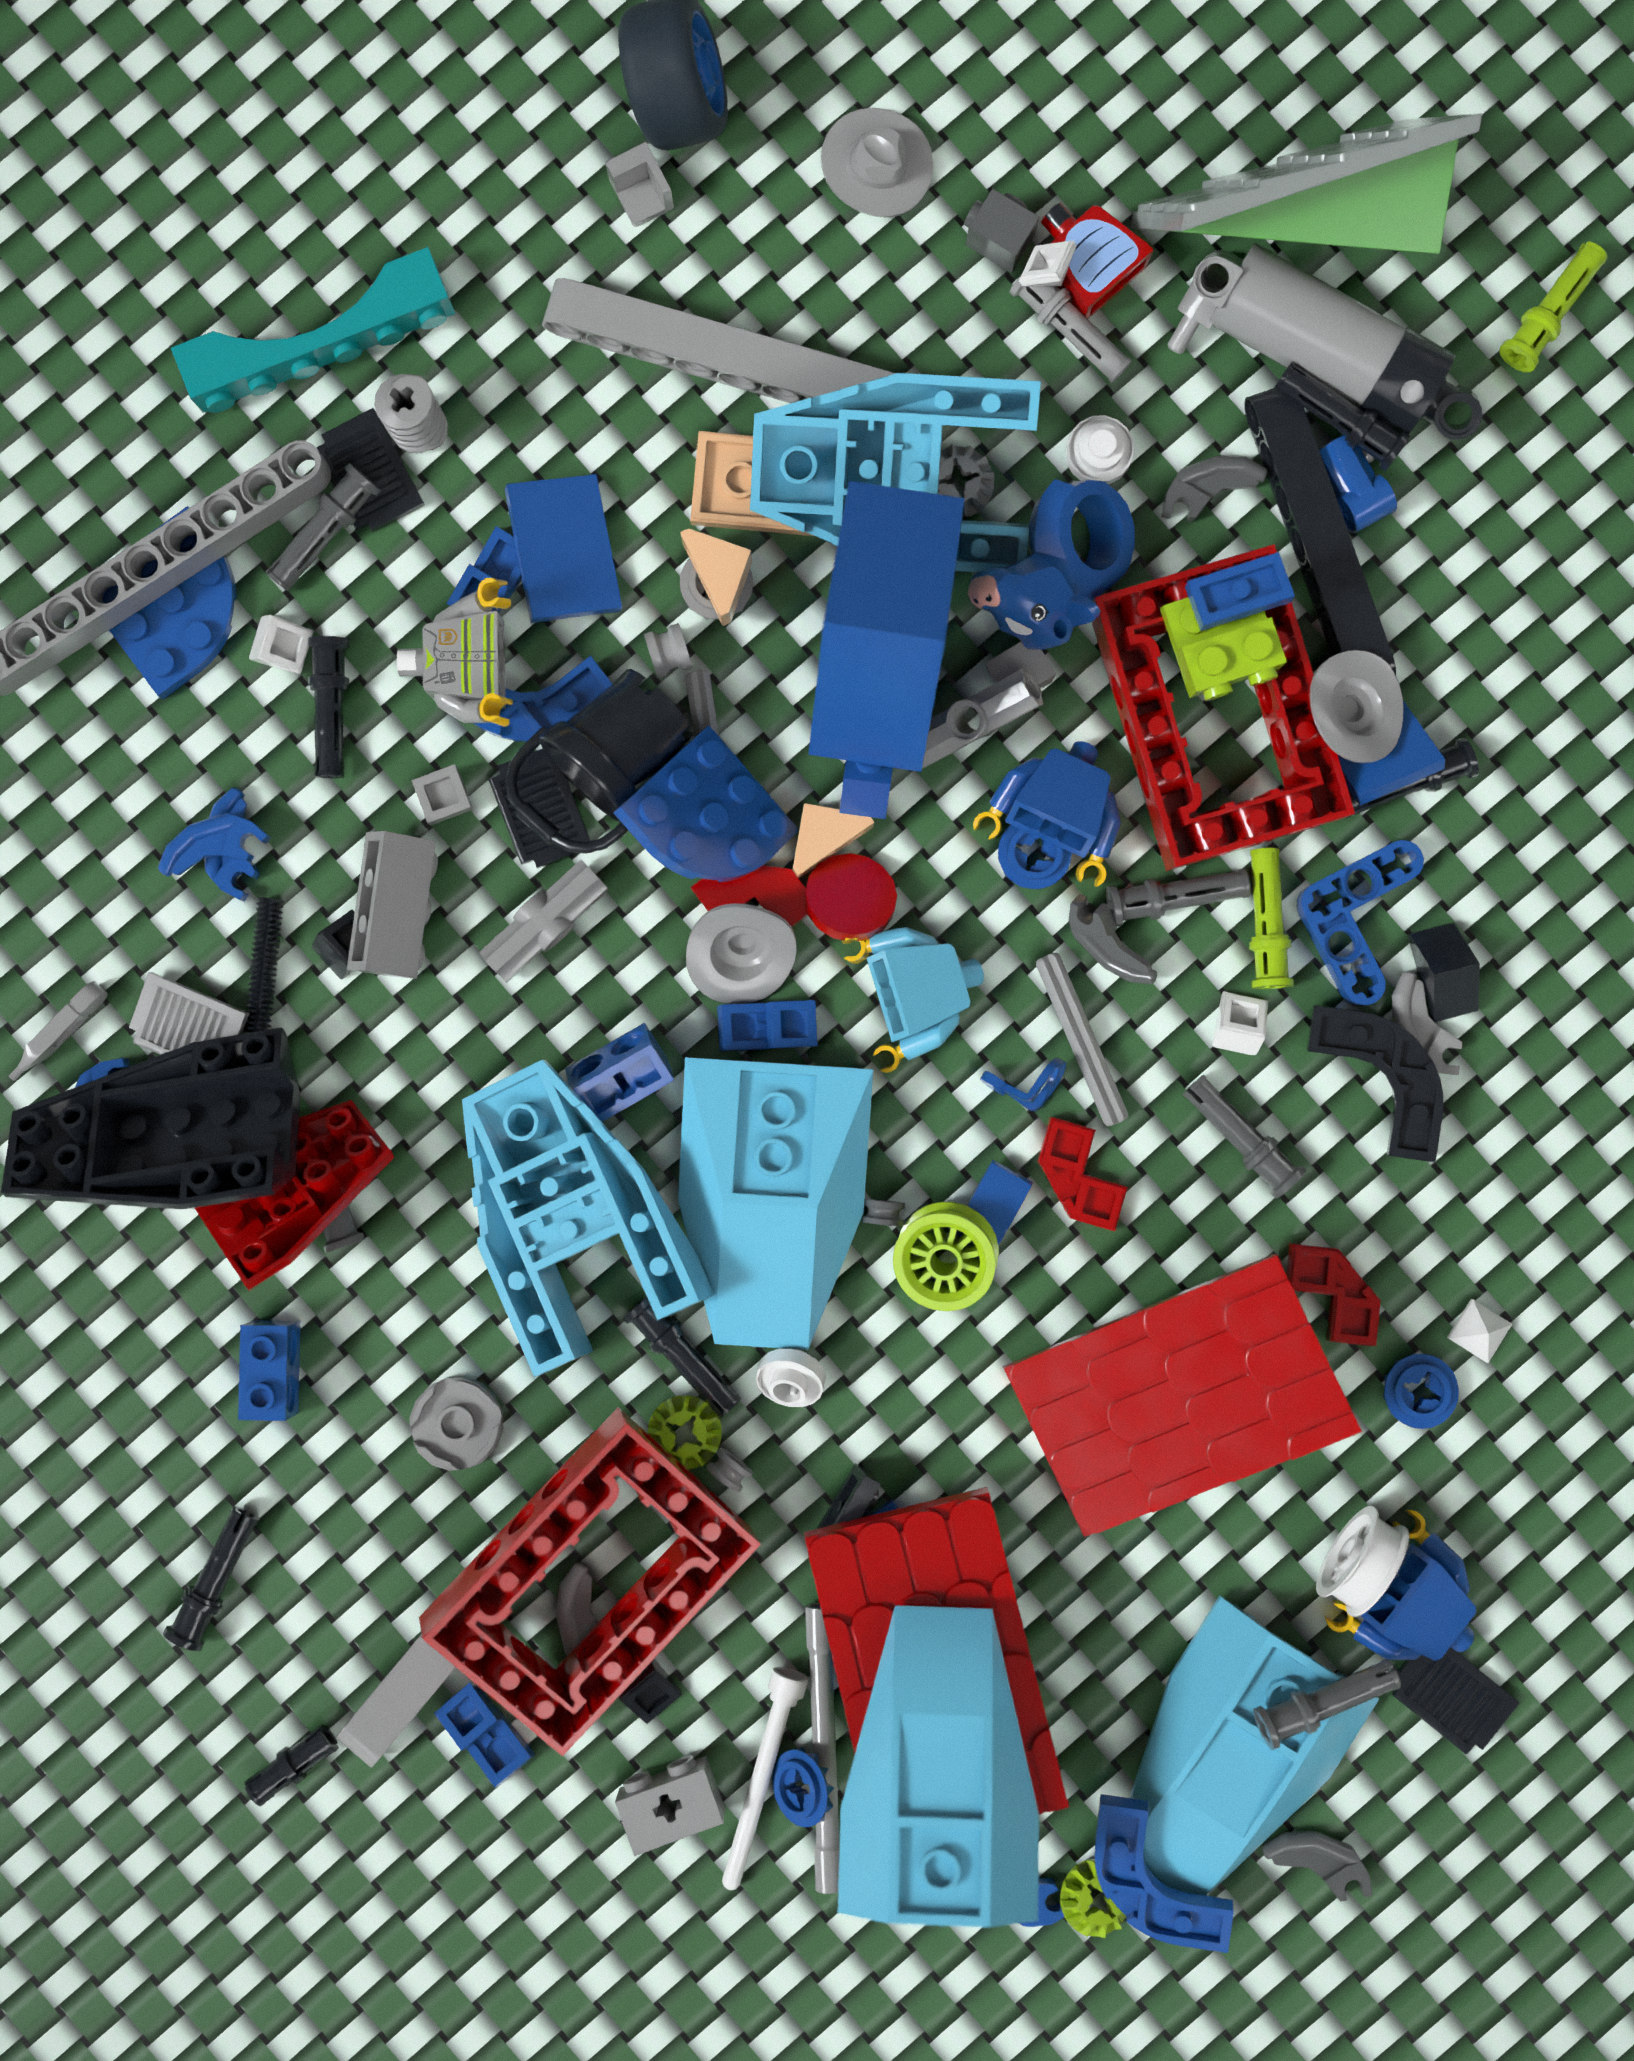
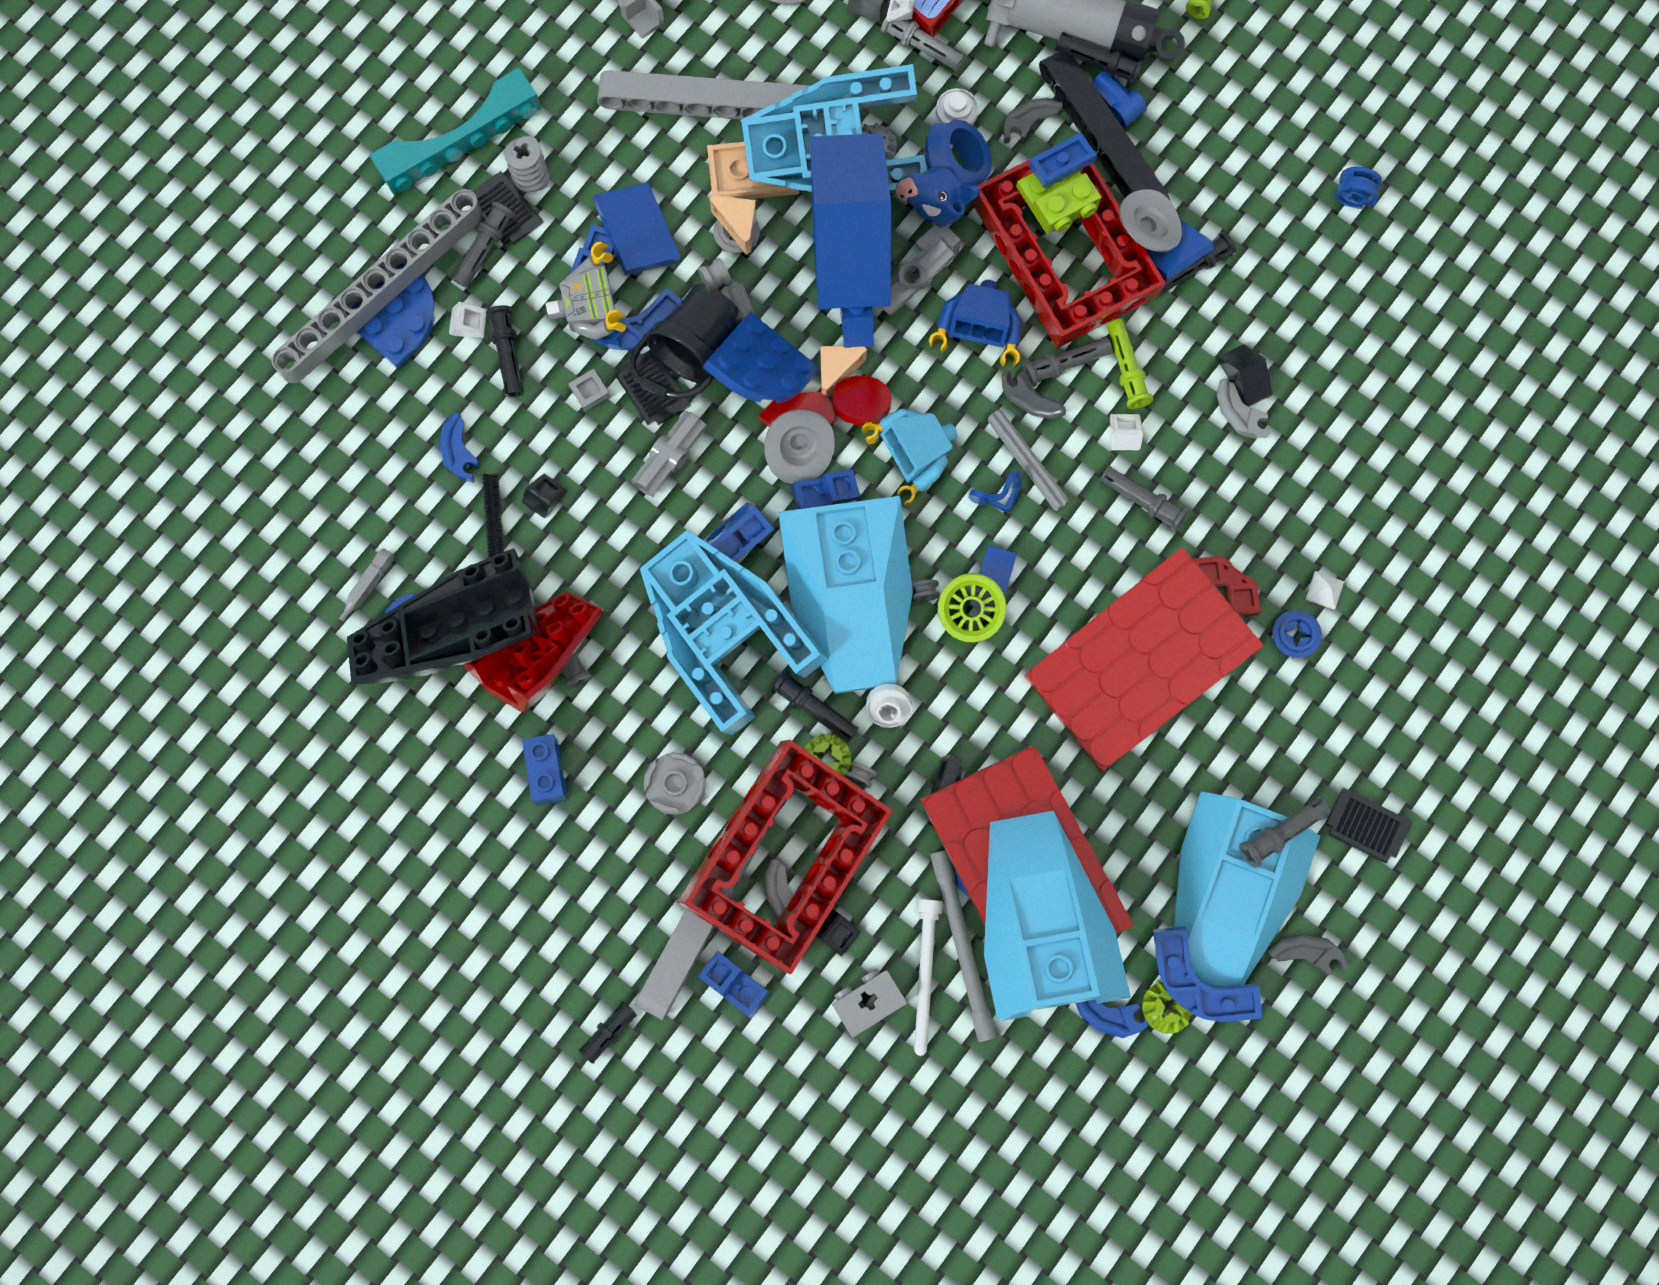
camera: 15 degrees left, 10 degrees down
(176, 1015) = (440, 558): light grey window -> none
(204, 1598) = (527, 932): black pin -> none
(210, 837) = (447, 442): blue piece -> none
(392, 905) = (570, 460): light grey brick -> none
(796, 1803) = (945, 962): blue gear -> none
(1014, 861) = (960, 360): blue gear -> none
(1063, 1163) = (1049, 556): red tile -> none
(1340, 919) = (1171, 354): blue beam -> none
(1362, 1561) = (1286, 742): white wheel -> none
(1405, 1064) = (1231, 430): black plate -> none
(1423, 1606) = (1330, 765): blue torso -> none

